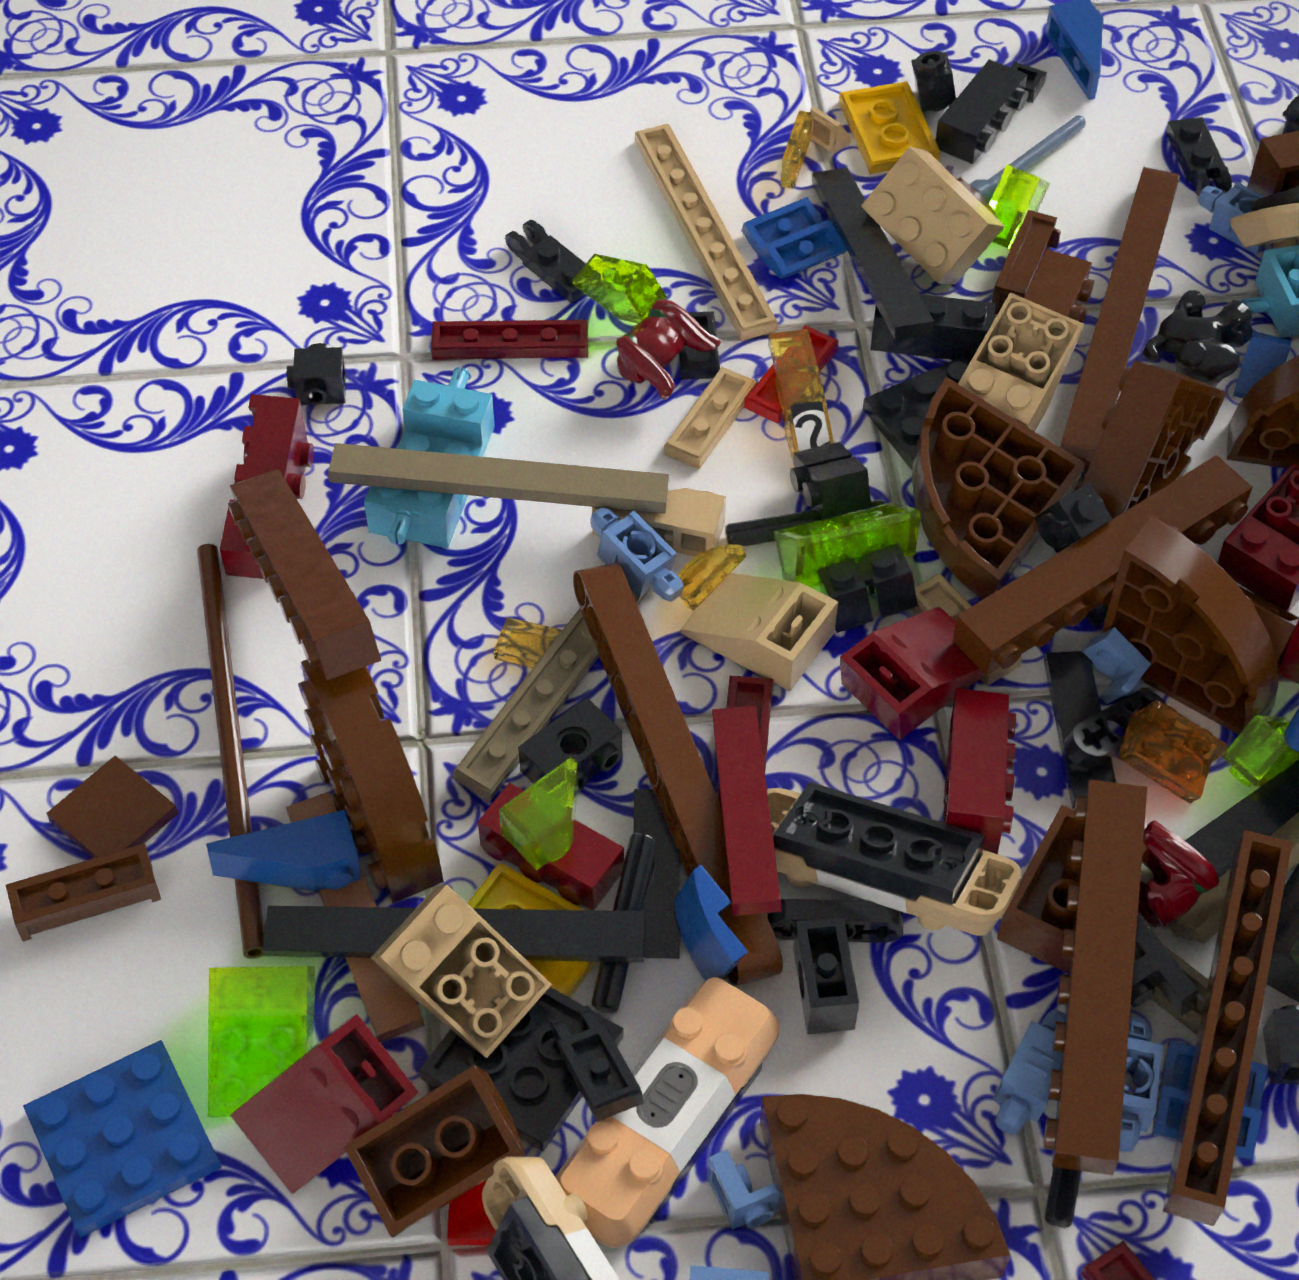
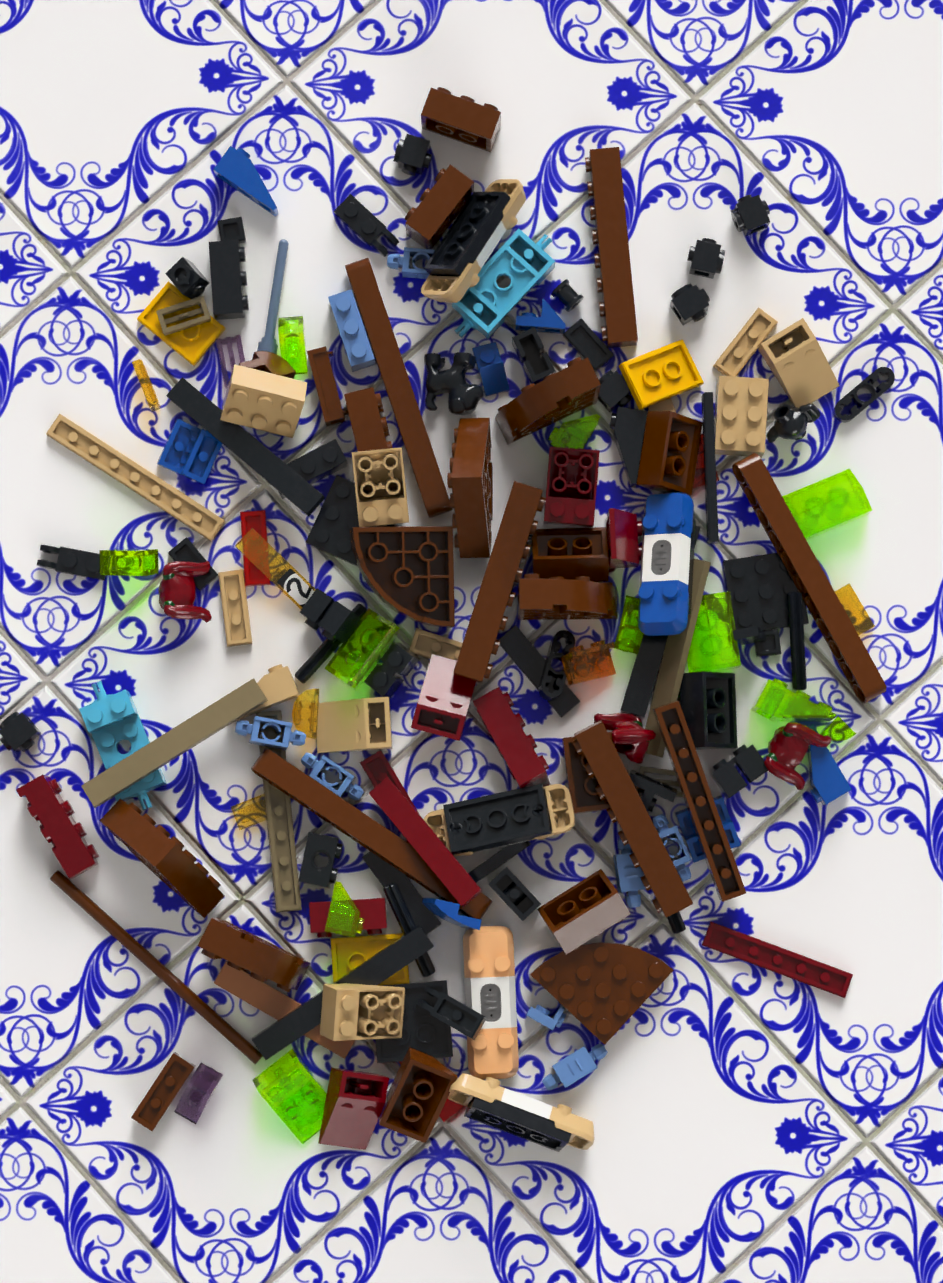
camera: 35 degrees left, 30 degrees up
(112, 810) = (136, 1042): reddish brown tile -> none
(121, 1138) = (274, 1179): blue plate -> none
(128, 929) = (198, 1093): none -> clear purple slope
(296, 855) = (248, 1004): blue slope -> none
(303, 576) = (147, 889): reddish brown brick -> none
(364, 553) = (163, 856): none -> reddish brown brick
(509, 339) = (93, 631): dark red tile -> none
(679, 644) = (310, 761): none -> medium blue piece
(828, 132) = (152, 354): tan slope -> none
(899, 112) = (185, 325): none -> dark tan tile
(921, 1068) = (584, 911): none -> reddish brown brick
(1072, 518) = (469, 571): black brick -> none
(1104, 225) = (352, 330): none -> medium blue brick
(1119, 662) = (540, 627): medium blue bracket -> none

